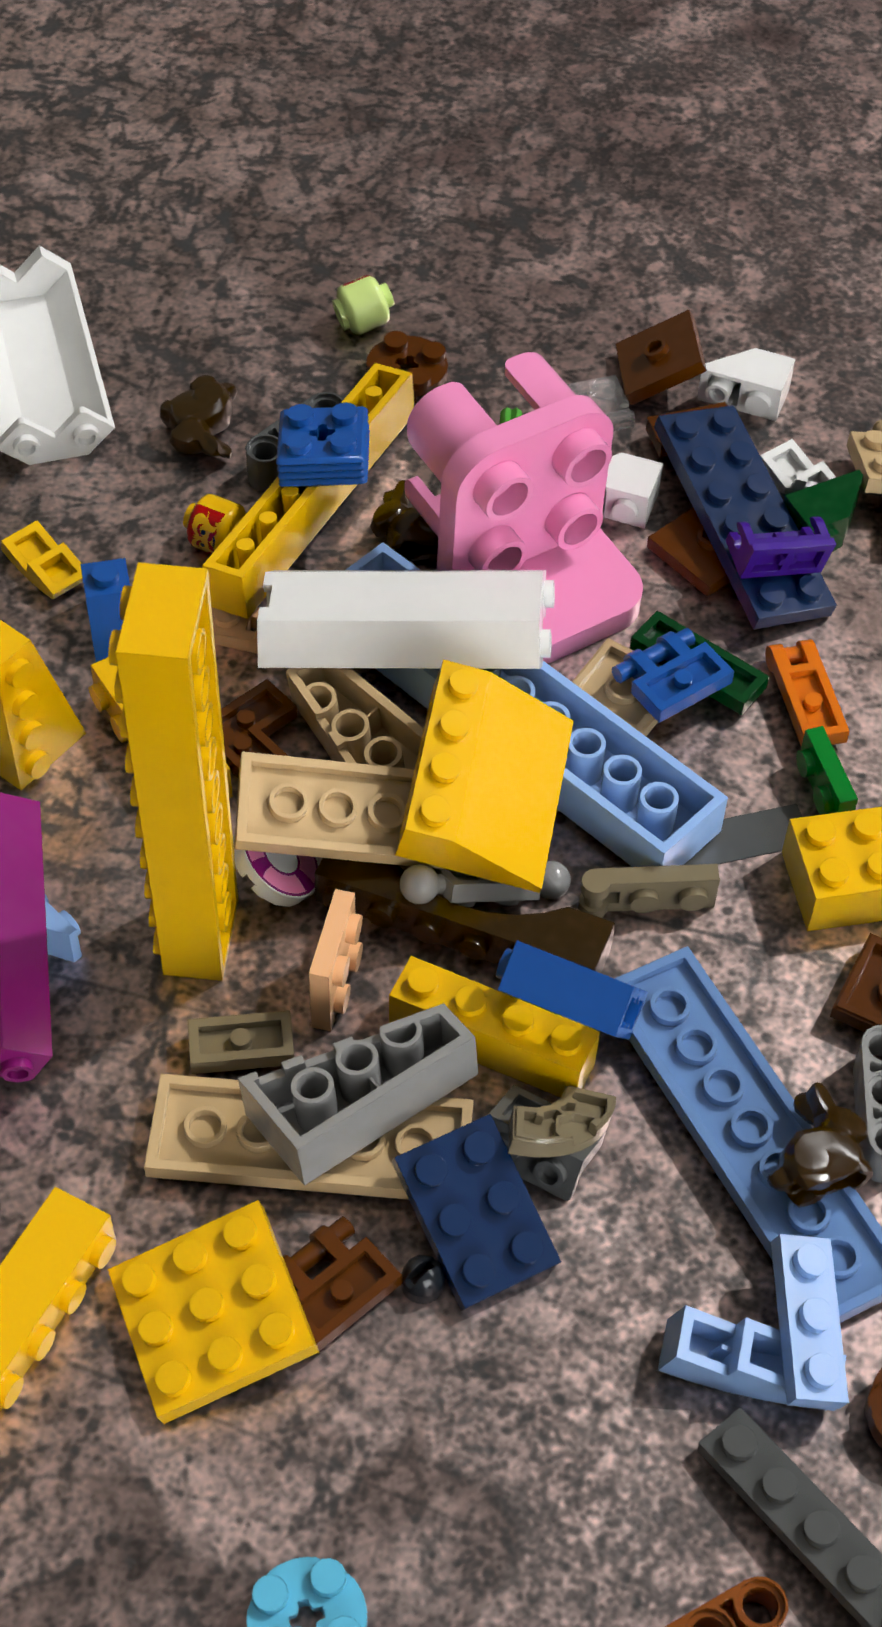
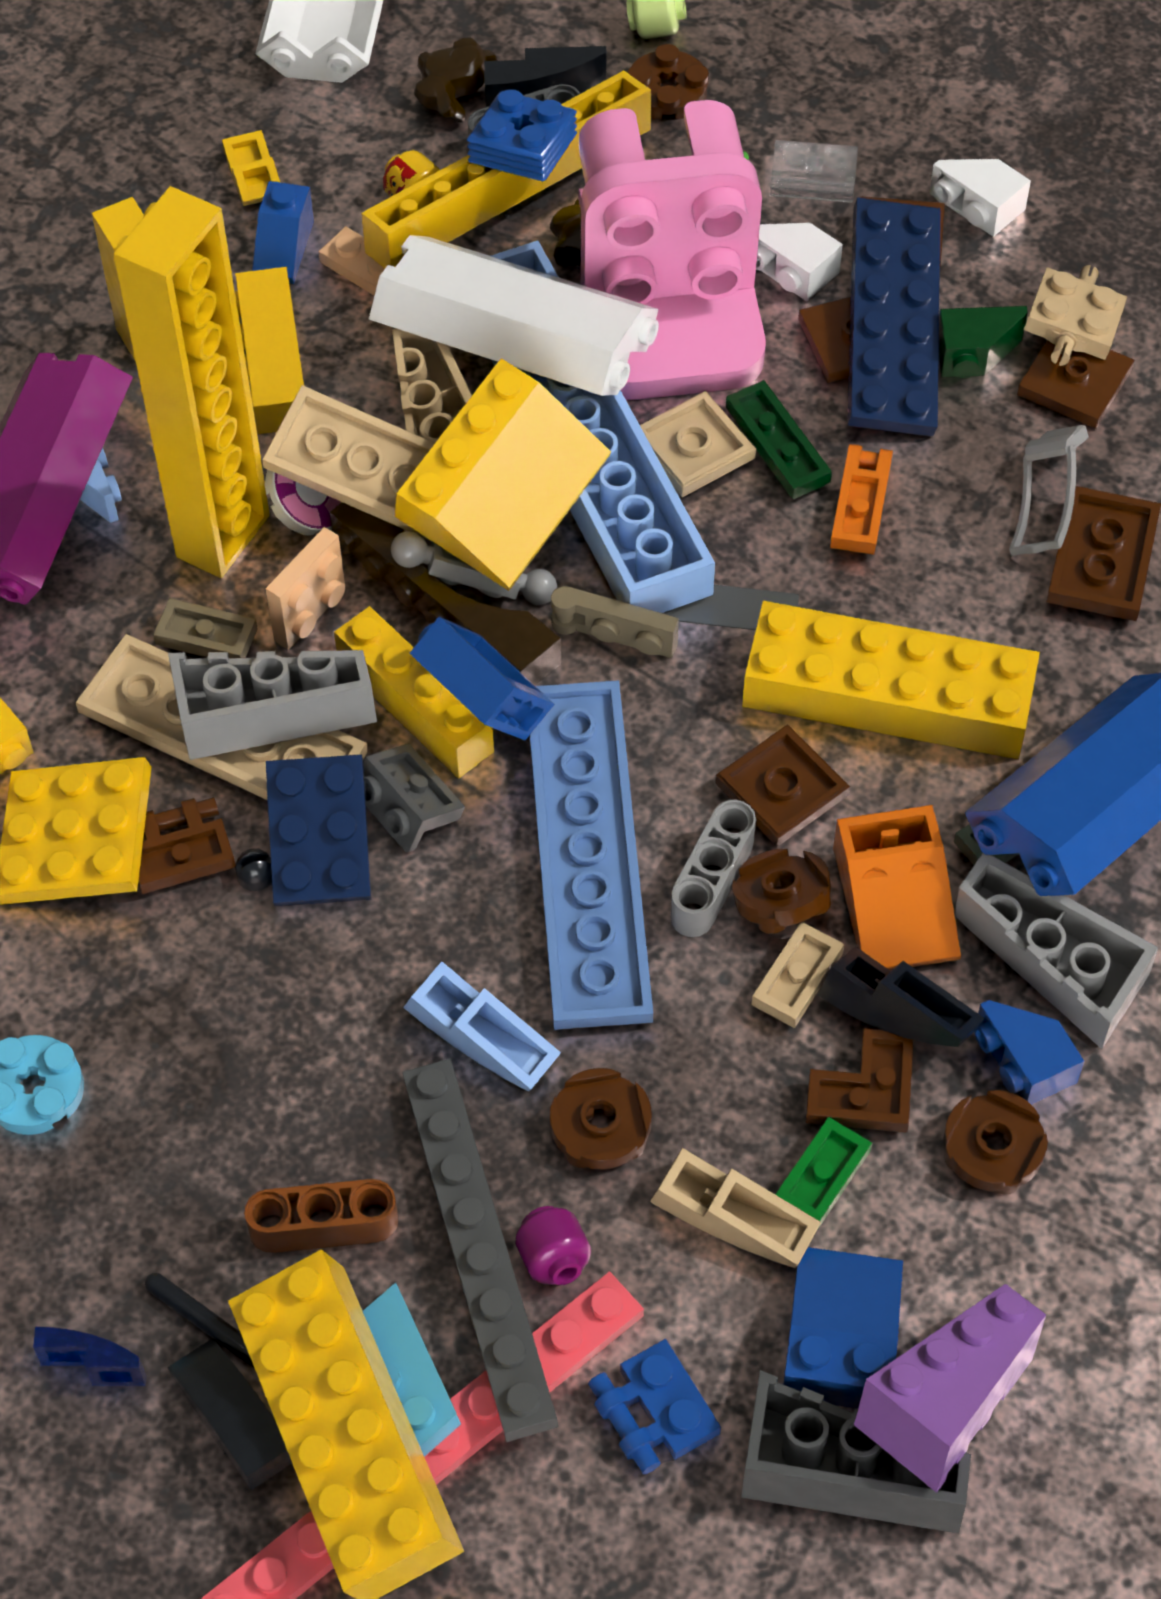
camera: 25 degrees right, 5 degrees up
(251, 721) = (346, 366): reddish brown plate -> none
(284, 387) = (546, 68): none -> black slope
(562, 1127) = (423, 788): dark tan tile -> none
(660, 357) = (905, 141): reddish brown plate -> none
(679, 682) = (739, 449): blue plate -> none
(780, 551) = (898, 359): dark purple hinge -> none
(792, 468) = (975, 285): white slope -> none
(809, 1322) = (537, 1011): light blue plate -> none
(822, 1157) = (623, 888): dark brown animal -> none
(825, 773) = (829, 563): green plate -> none

